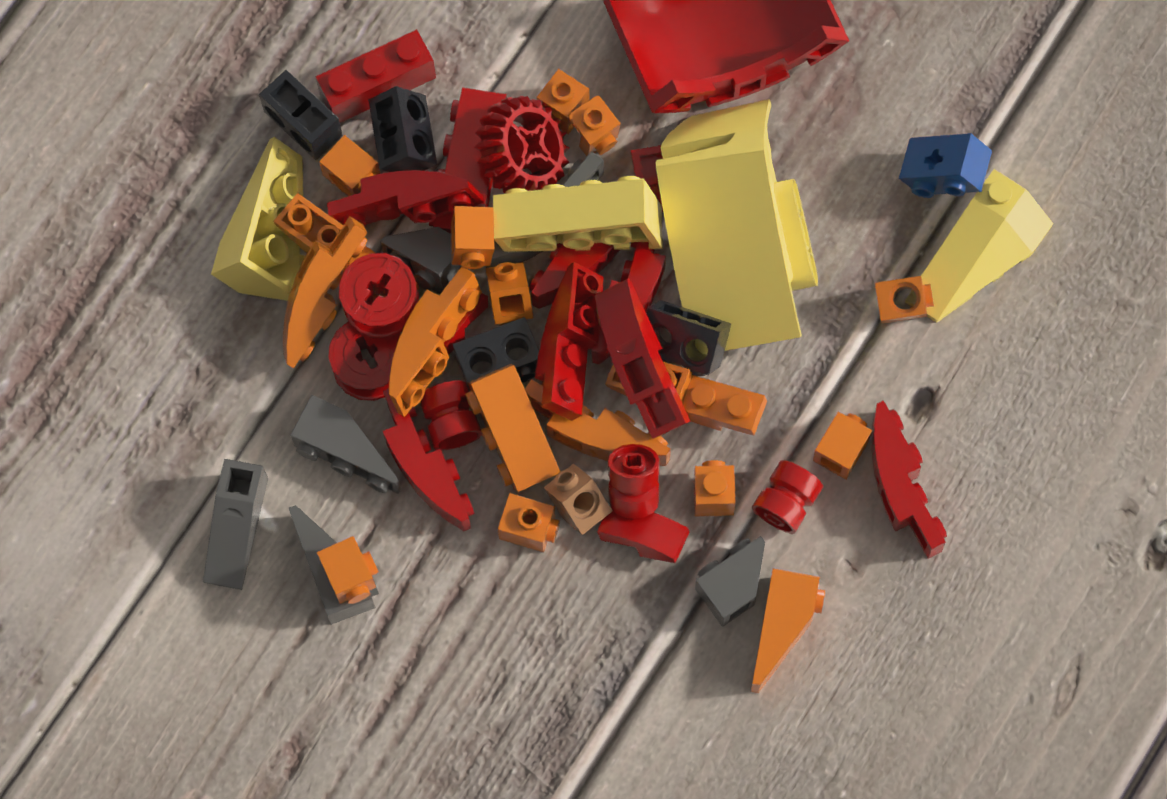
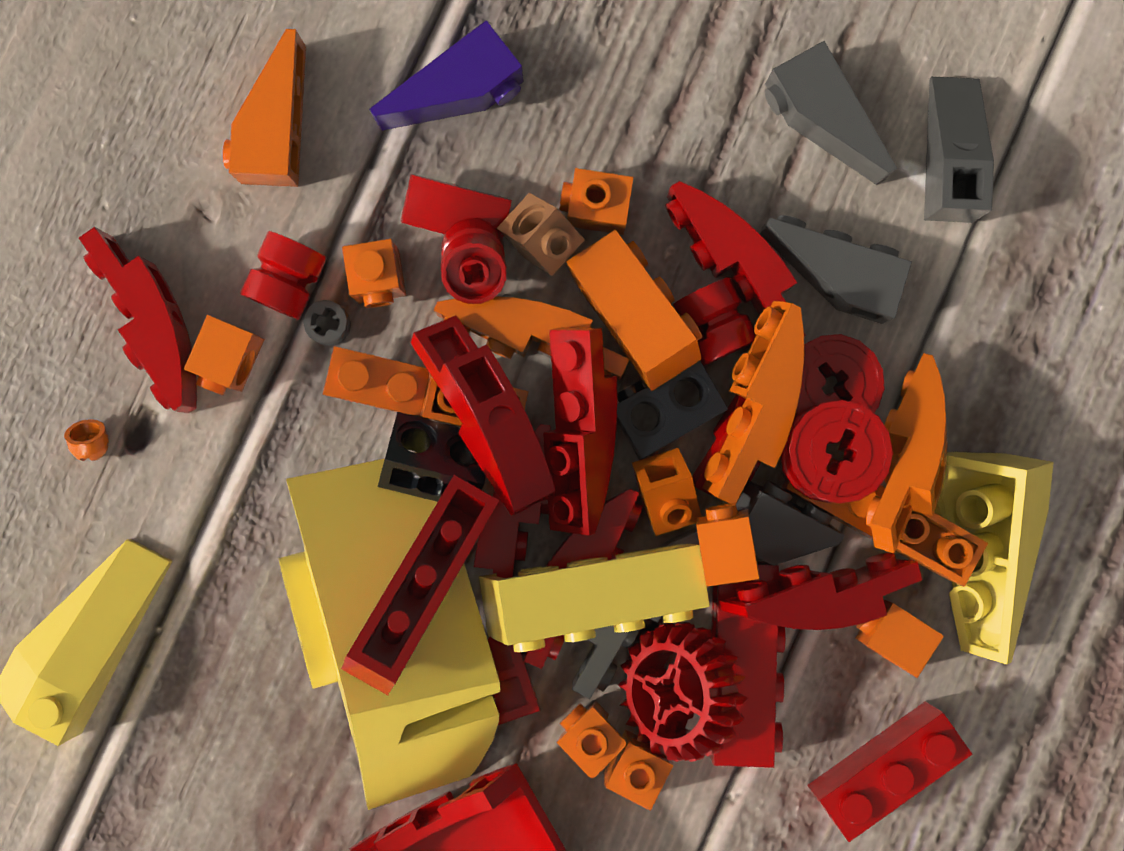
camera: 170 degrees right, 15 degrees up
(301, 114) = (980, 701): black brick -> none
(348, 570) = (810, 84): orange brick -> none
(402, 130) = (841, 695): black brick -> none
(625, 633) = (456, 83): none -> dark purple slope
(701, 233) = (419, 585): none -> red brick
(733, 584) = (335, 163): dark grey slope -> none
(754, 451) = (322, 309): none -> dark grey bush
(886, 293) = (185, 563): orange brick -> none
(945, 165) = (123, 744): blue brick -> none
(967, 399) = (87, 439): none -> orange hinge

